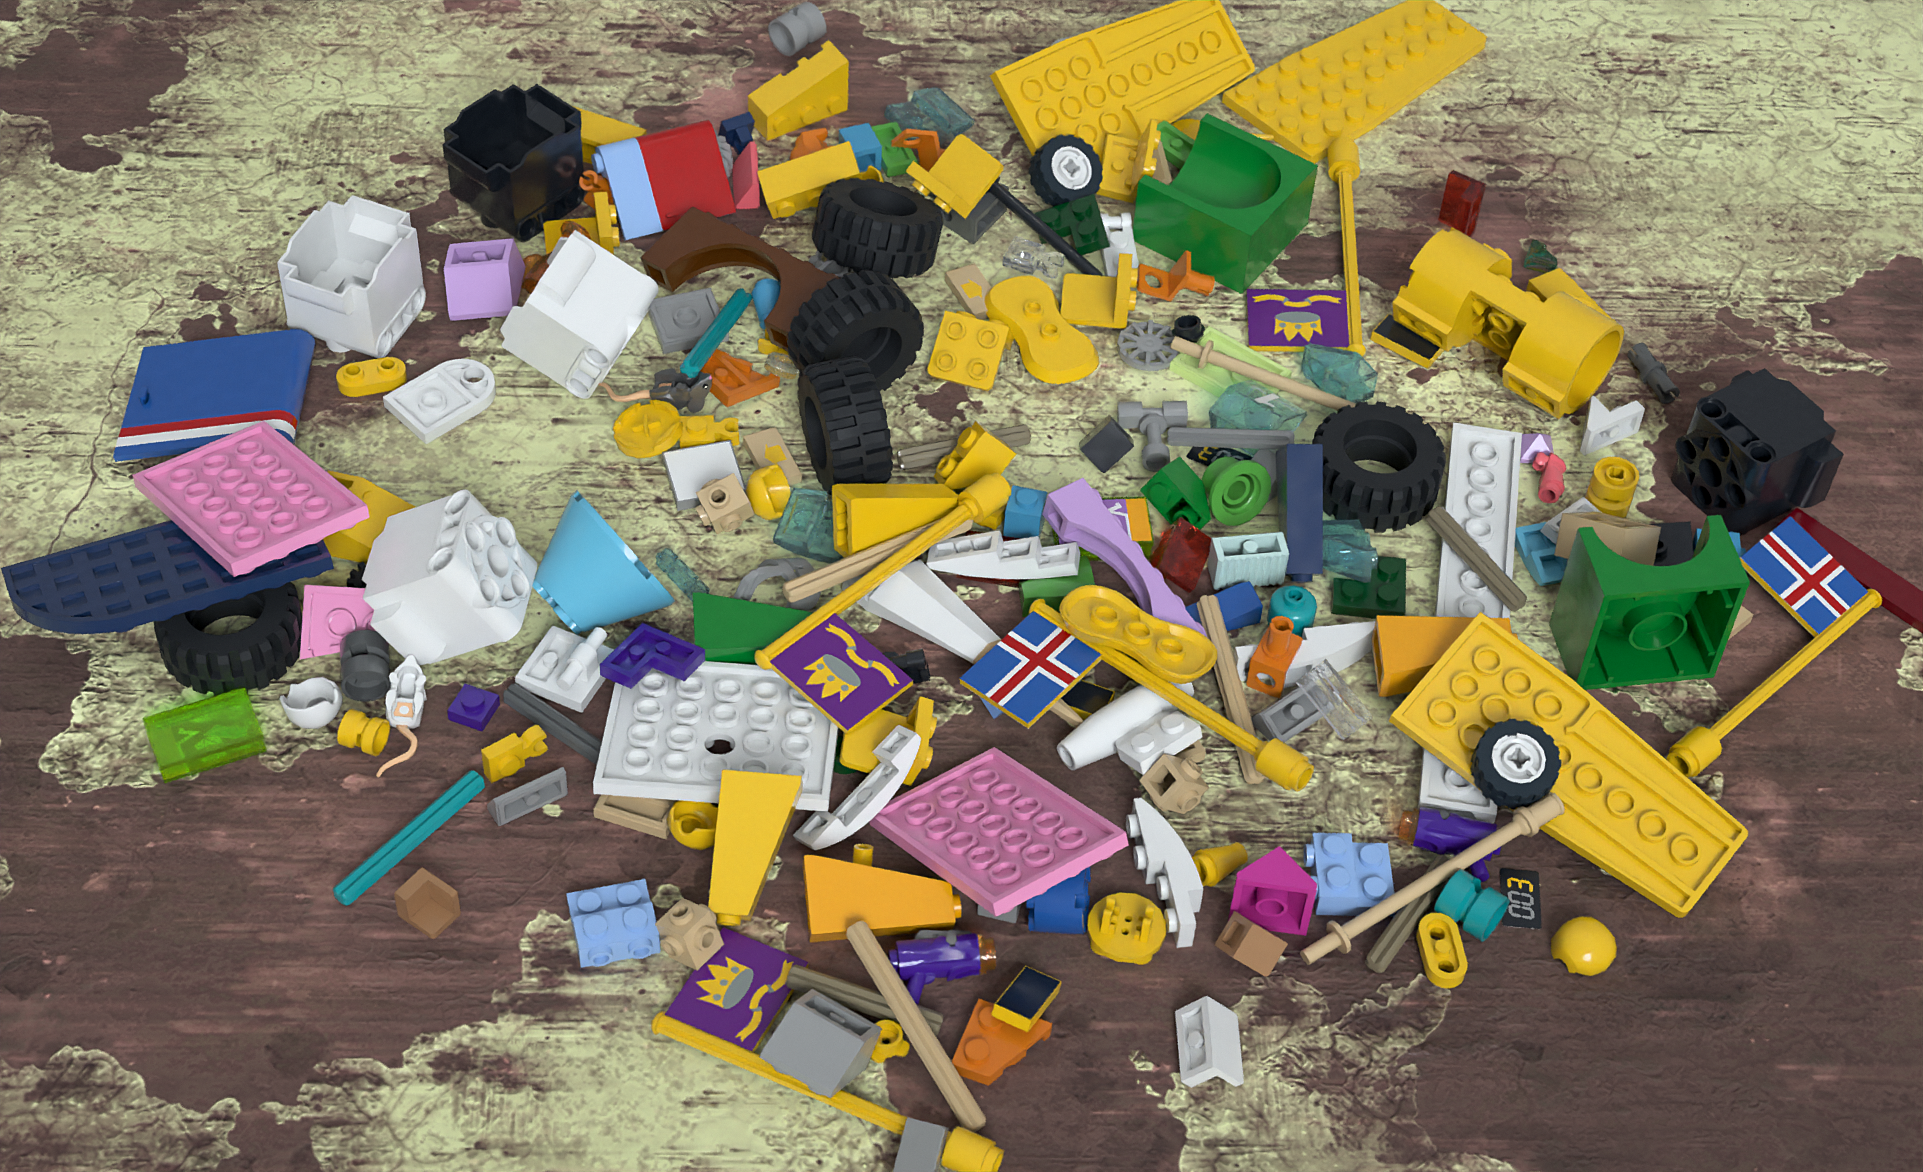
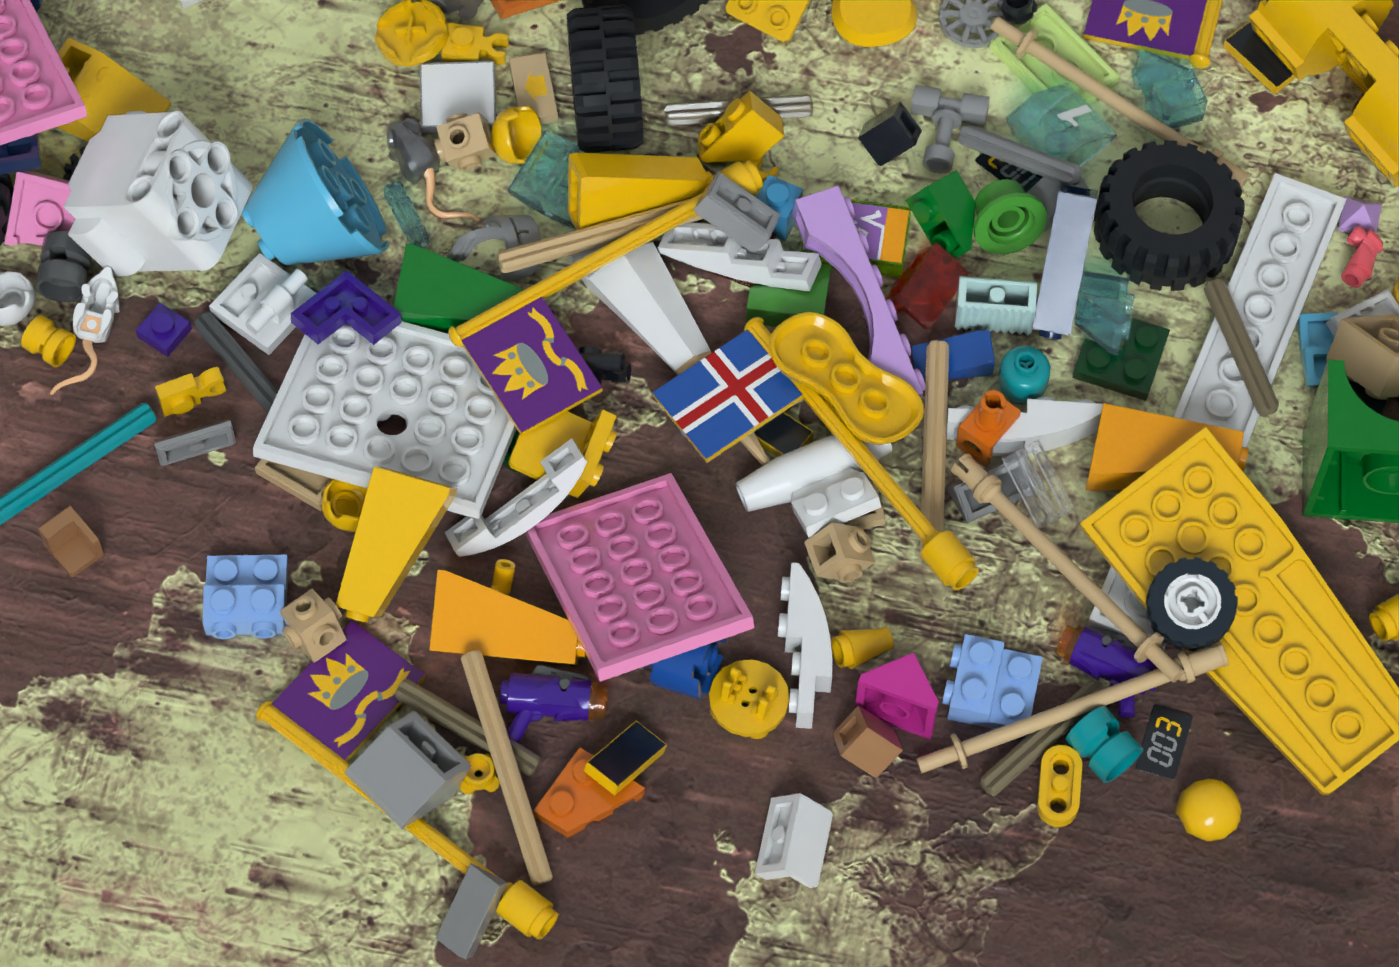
camera: 15 degrees right, 15 degrees up
(681, 528) = (417, 160): none -> flat silver animal
(996, 516) = (737, 213): none -> light grey slope
(1294, 708) = (987, 489): none -> tan bar

